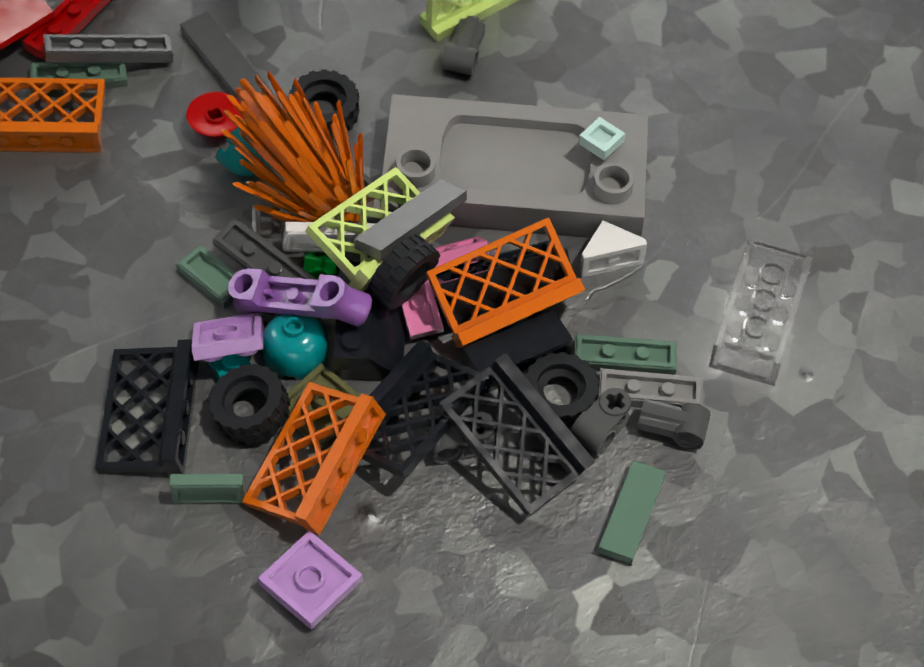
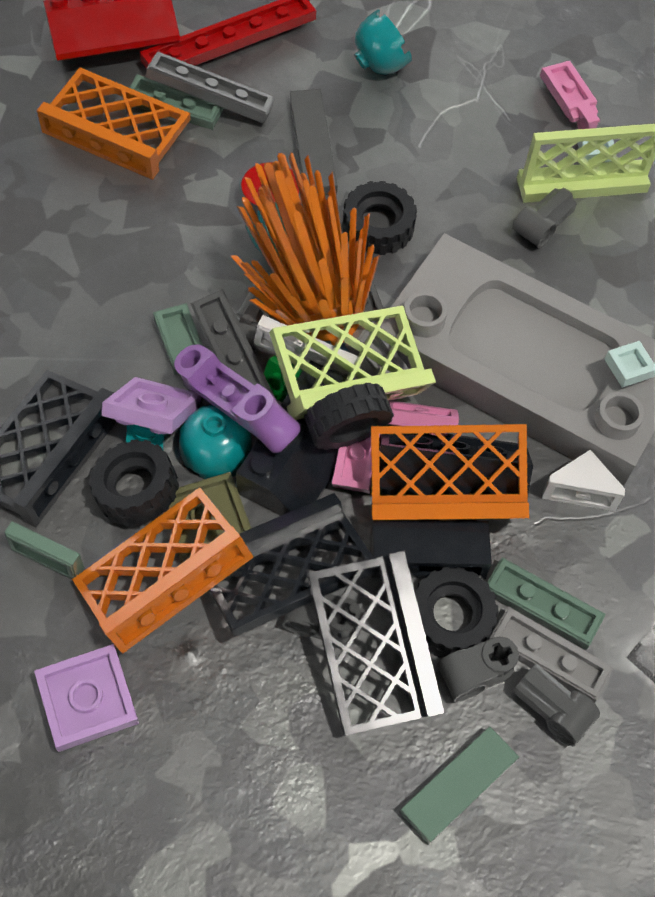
camera: 25 degrees right, 5 degrees up
(410, 219) = (385, 364): tile -> none

